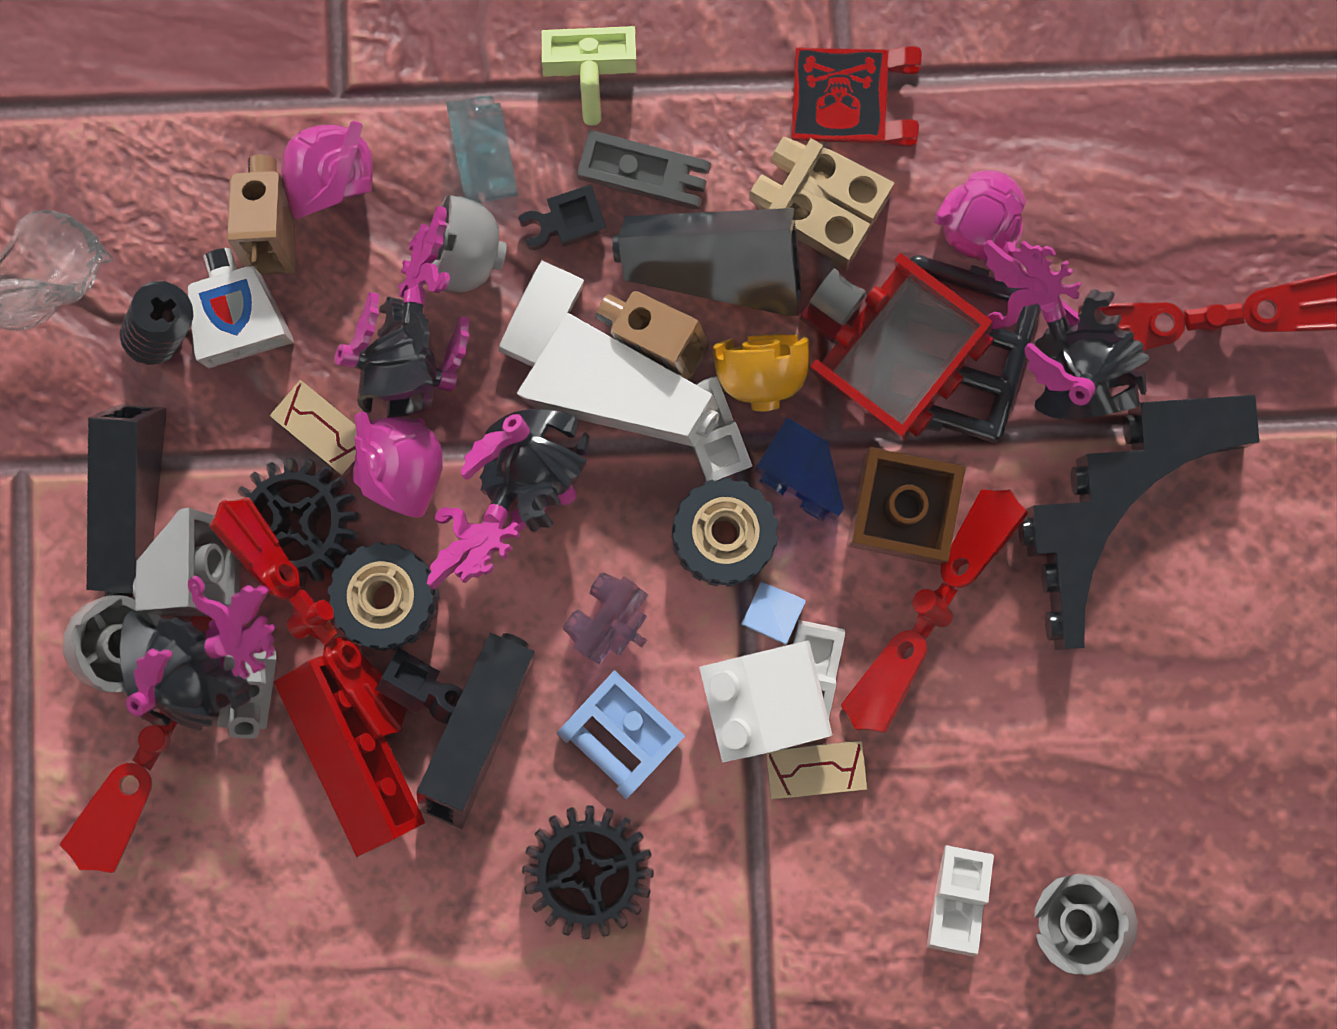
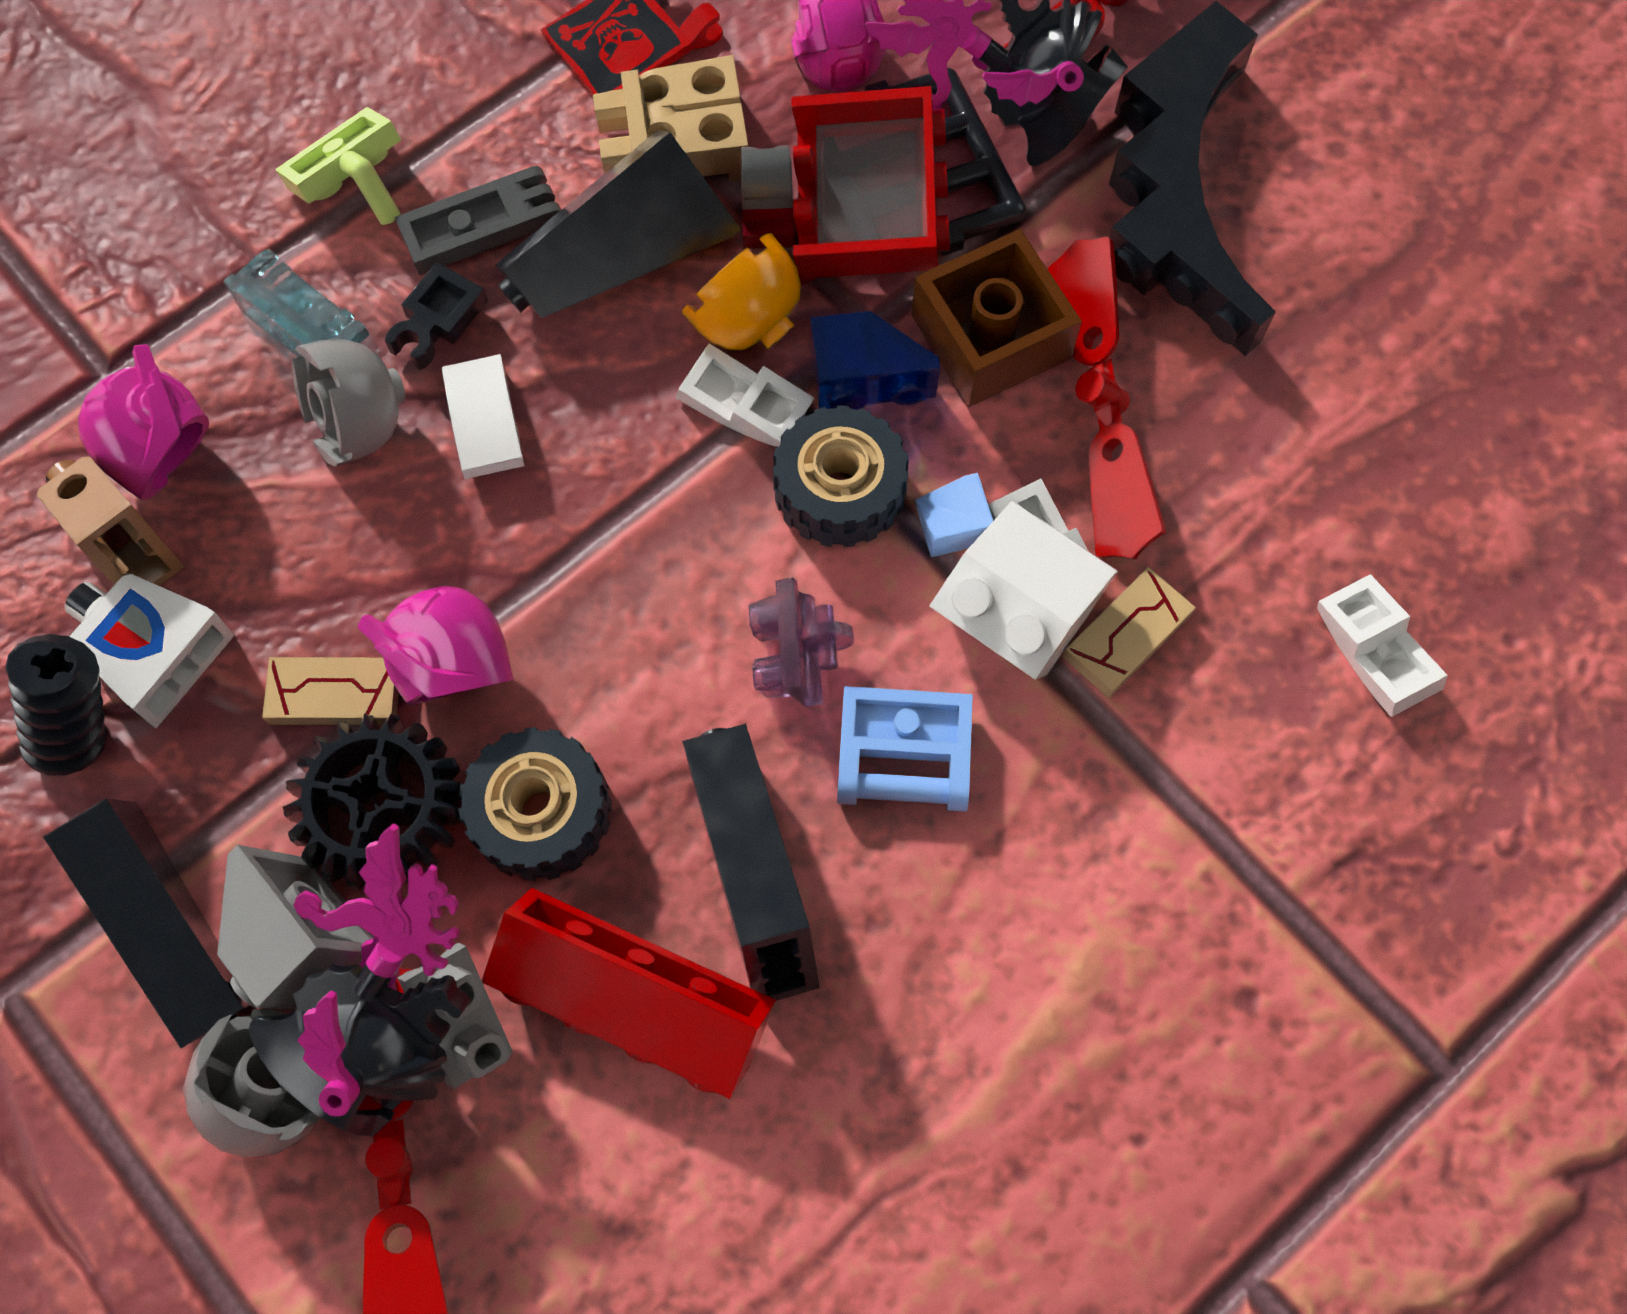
camera: 40 degrees left, 15 degrees down
(258, 549) = (474, 873): red piece -> none
(400, 359) = (360, 533): helmet -> none
(415, 684) = (645, 866): black plate -> none
(518, 469) = (579, 548): helmet -> none
(599, 911) = (1019, 930): black gear -> none
(616, 387) = (617, 414): white slope -> none
(656, 331) = (615, 340): medium nougat torso -> none
(1086, 924) = (1489, 561): light grey cylinder -> none

